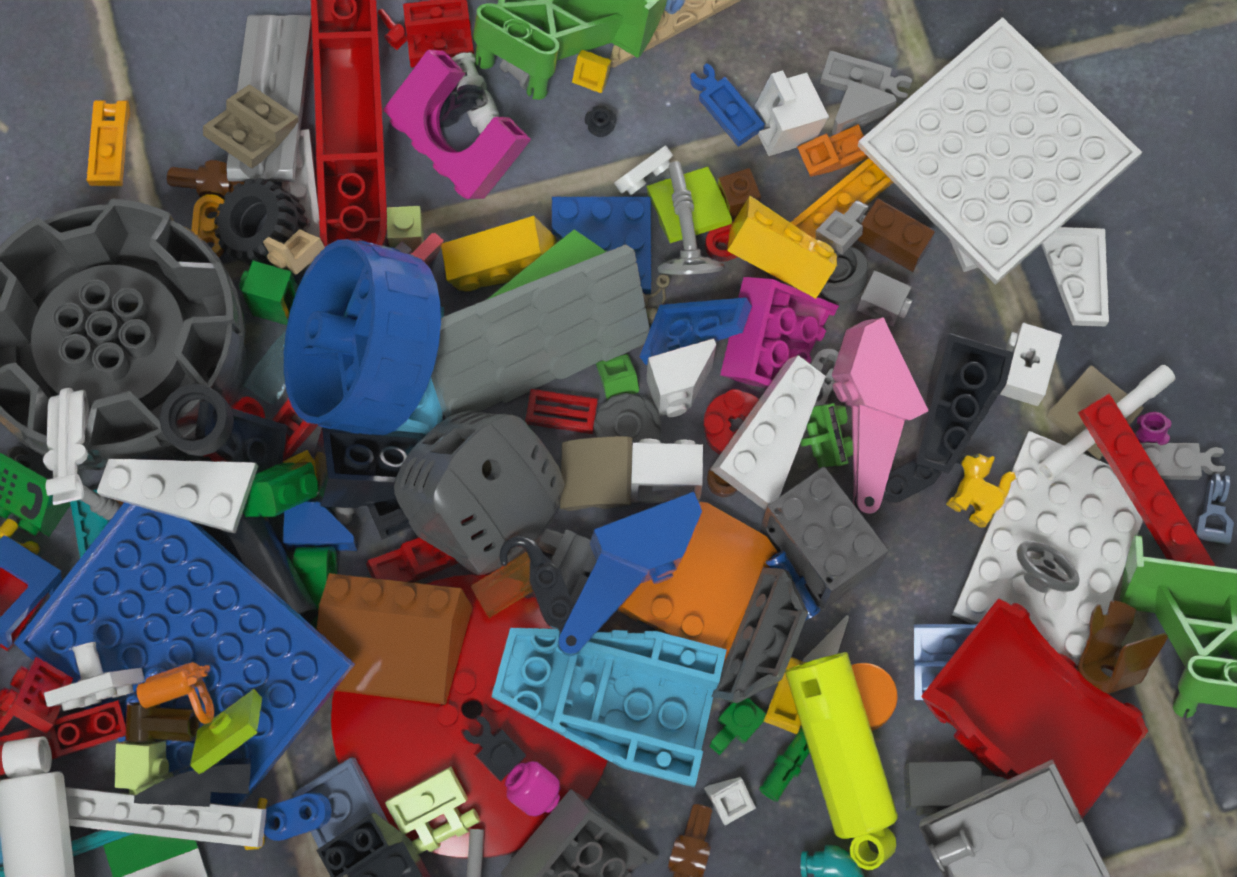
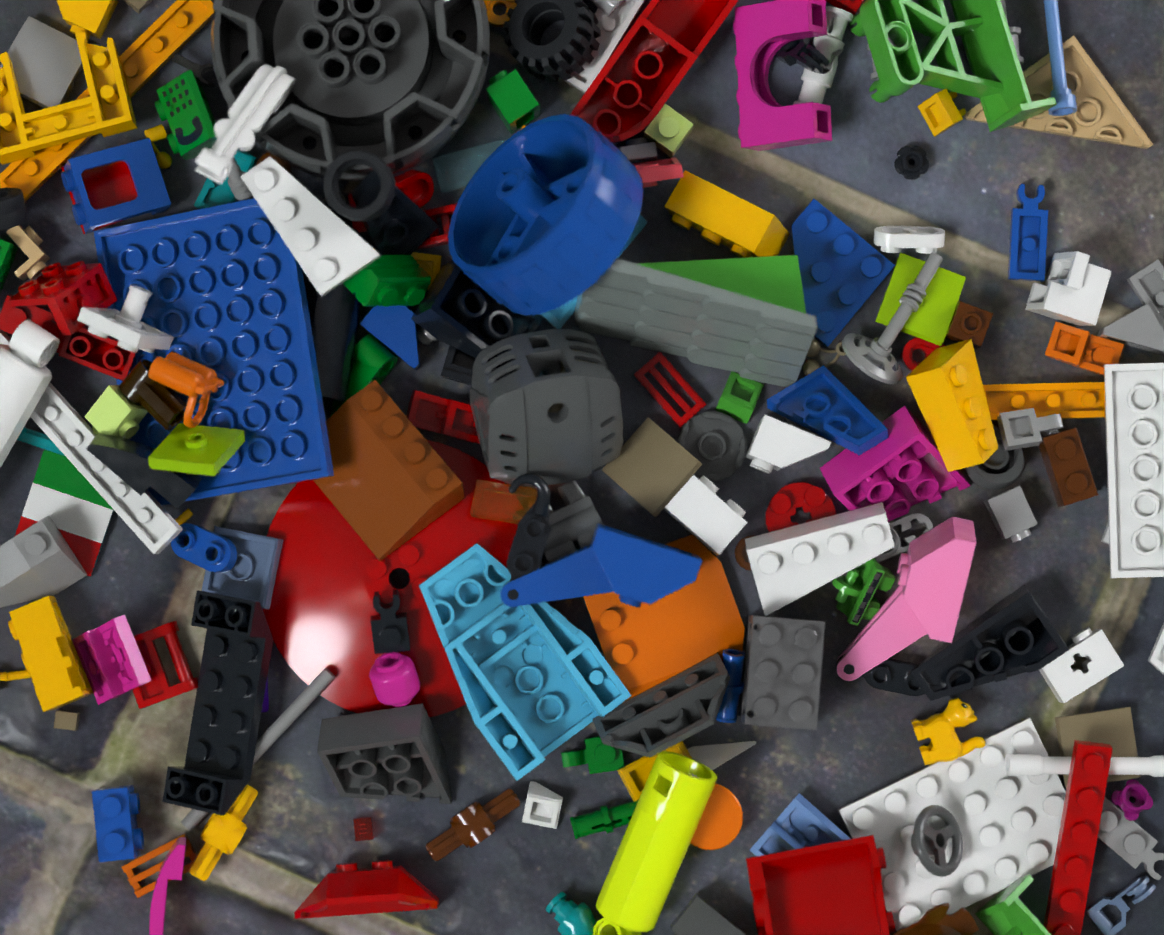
camera: 45 degrees right, 15 degrees up
(295, 252) = (557, 86): tan bracket -> none
(427, 801) = (311, 623): yellowish green plate -> none

